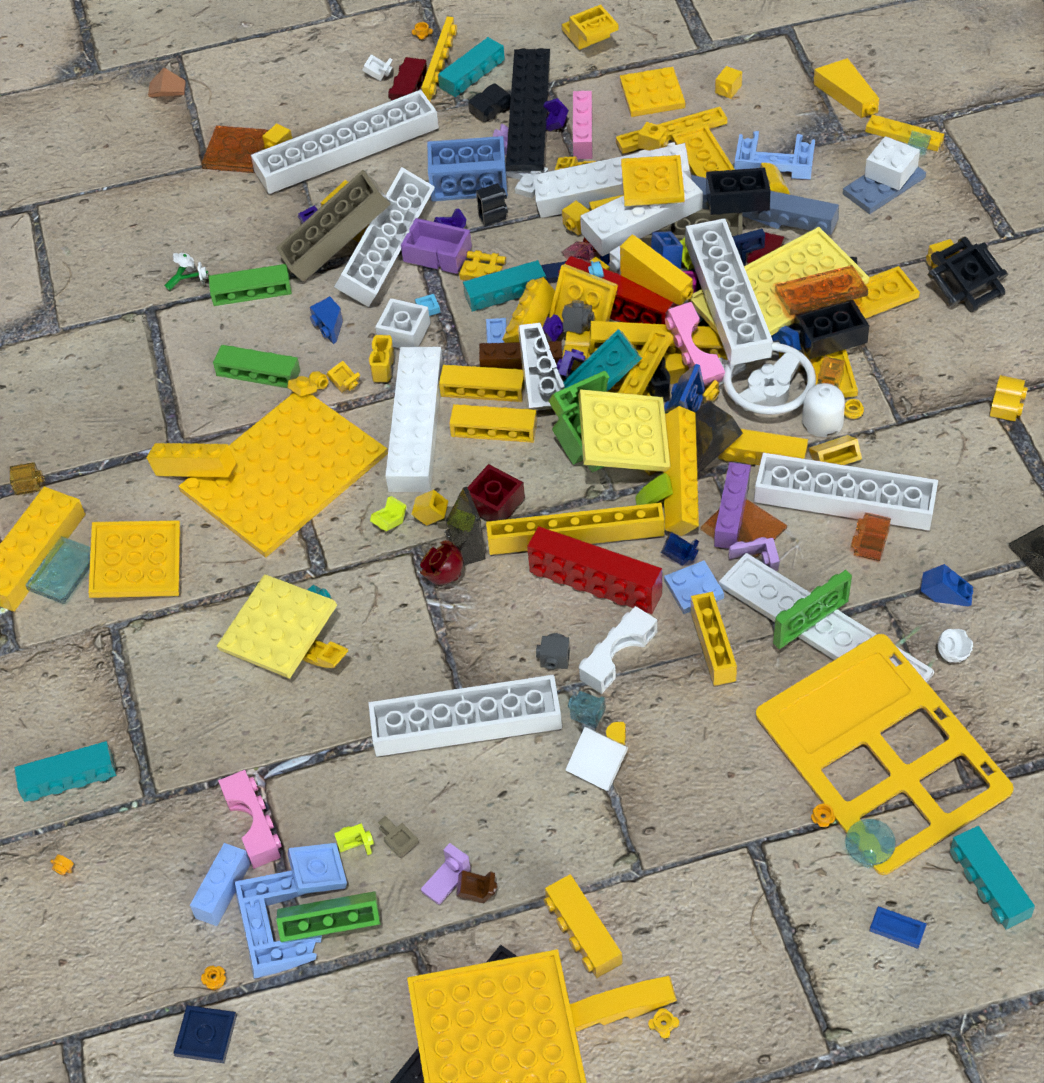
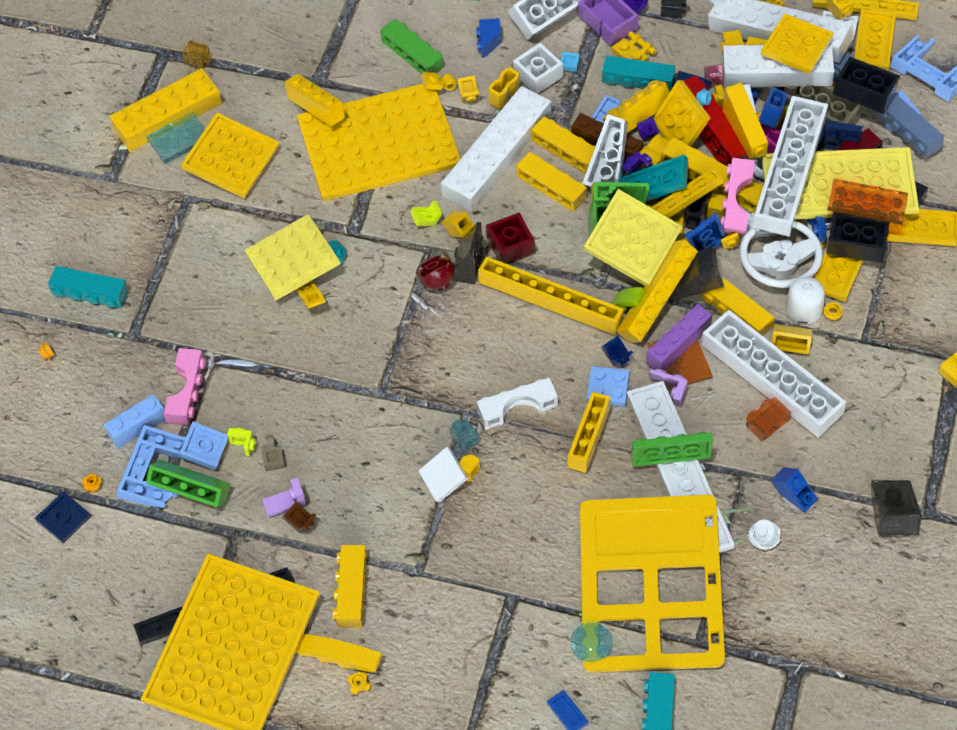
camera: 30 degrees right, 5 degrees up
(465, 715) = (375, 393): white brick -> none
(554, 651) = (471, 380): dark grey brick -> none
(577, 316) = (668, 127): dark grey brick -> none
(595, 570) = (540, 335): red brick -> none
(775, 178) = (913, 89): yellow brick -> none
(823, 809) = (573, 599): light orange plate -> none
(831, 371) = (831, 274): clear yellow brick -> none

